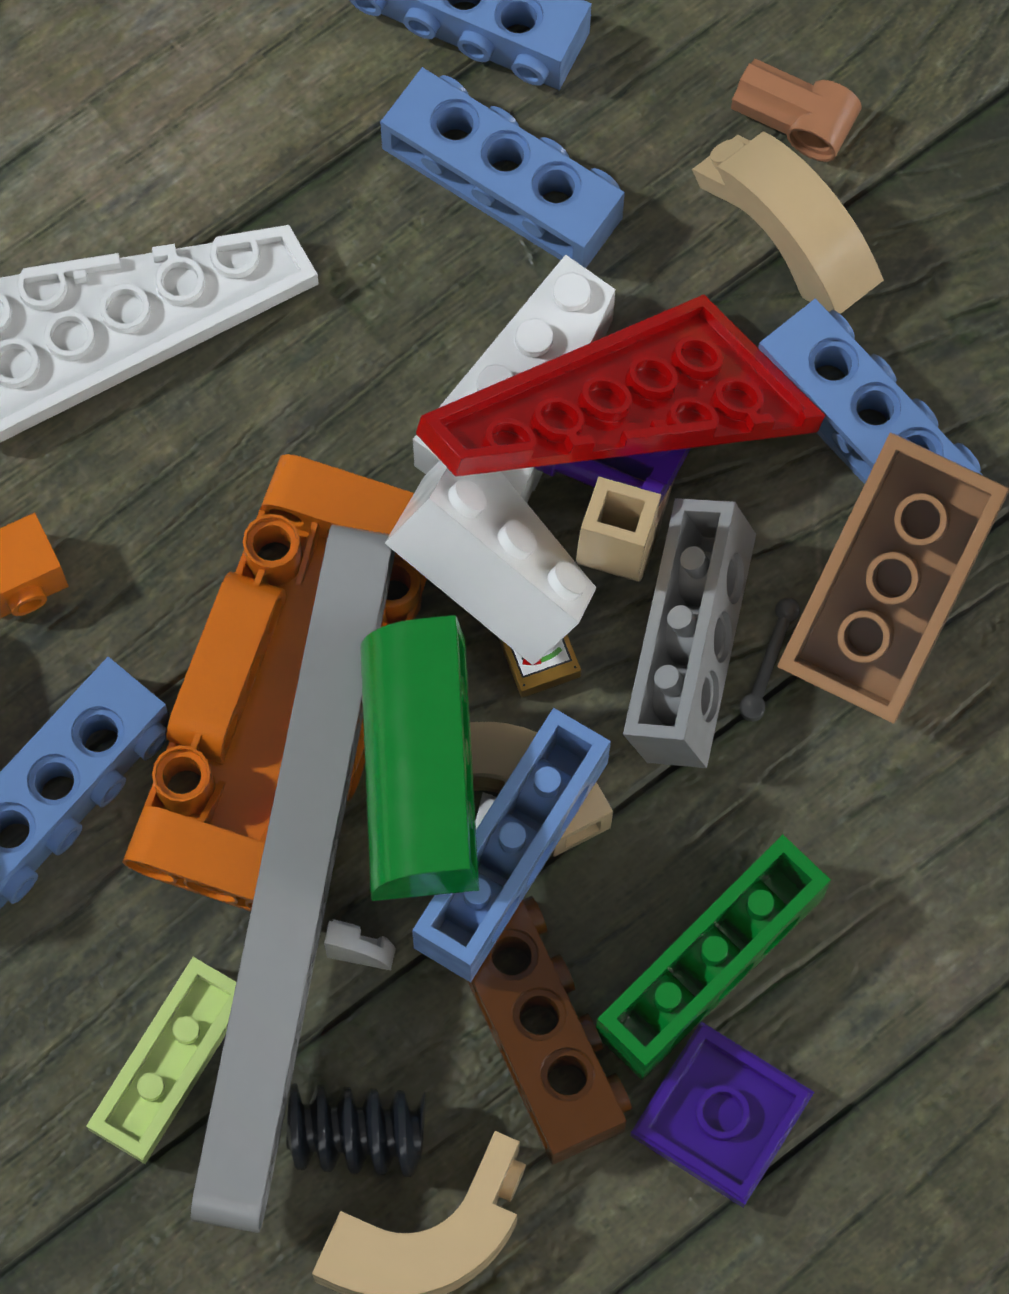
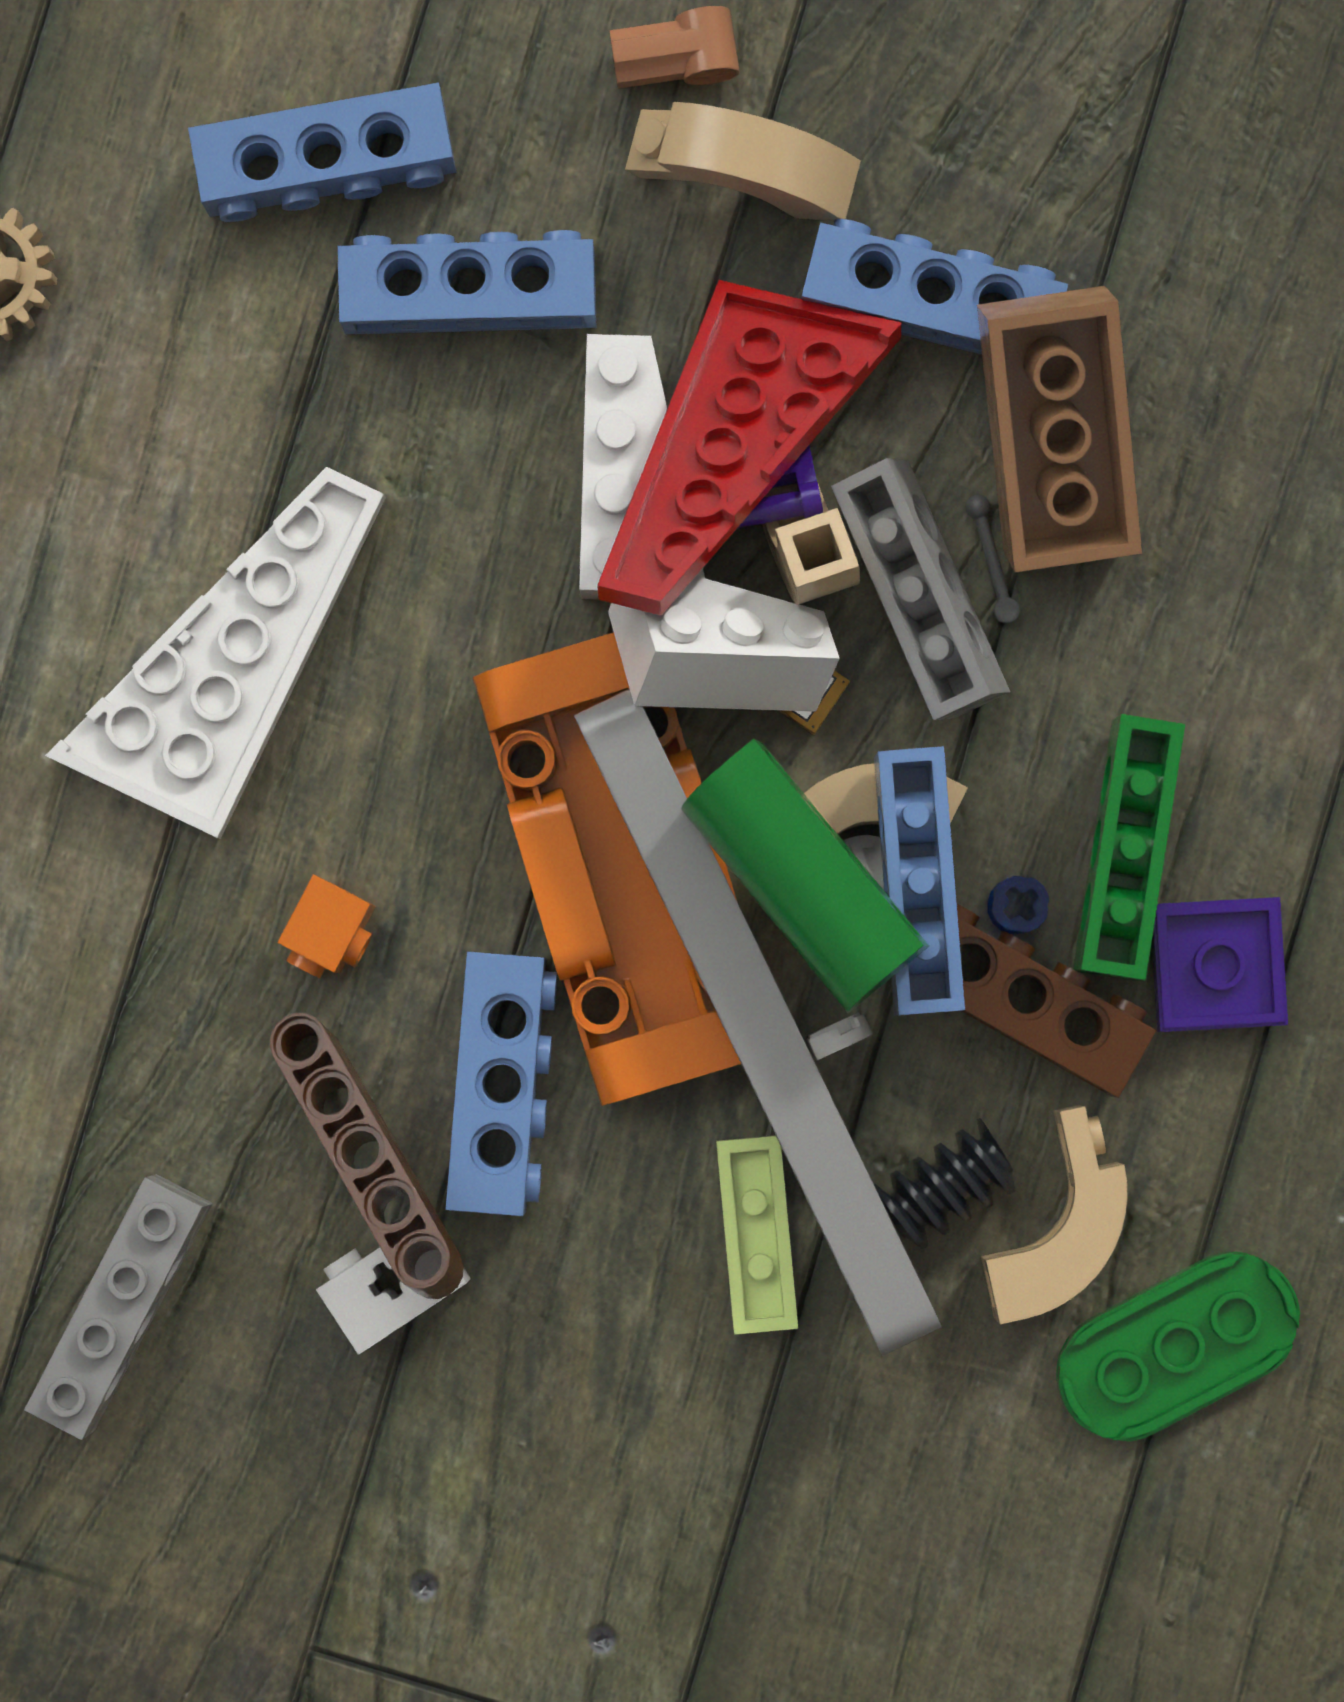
camera: 30 degrees left, 15 degrees up
(603, 933) = (1036, 908): none -> clear blue bush

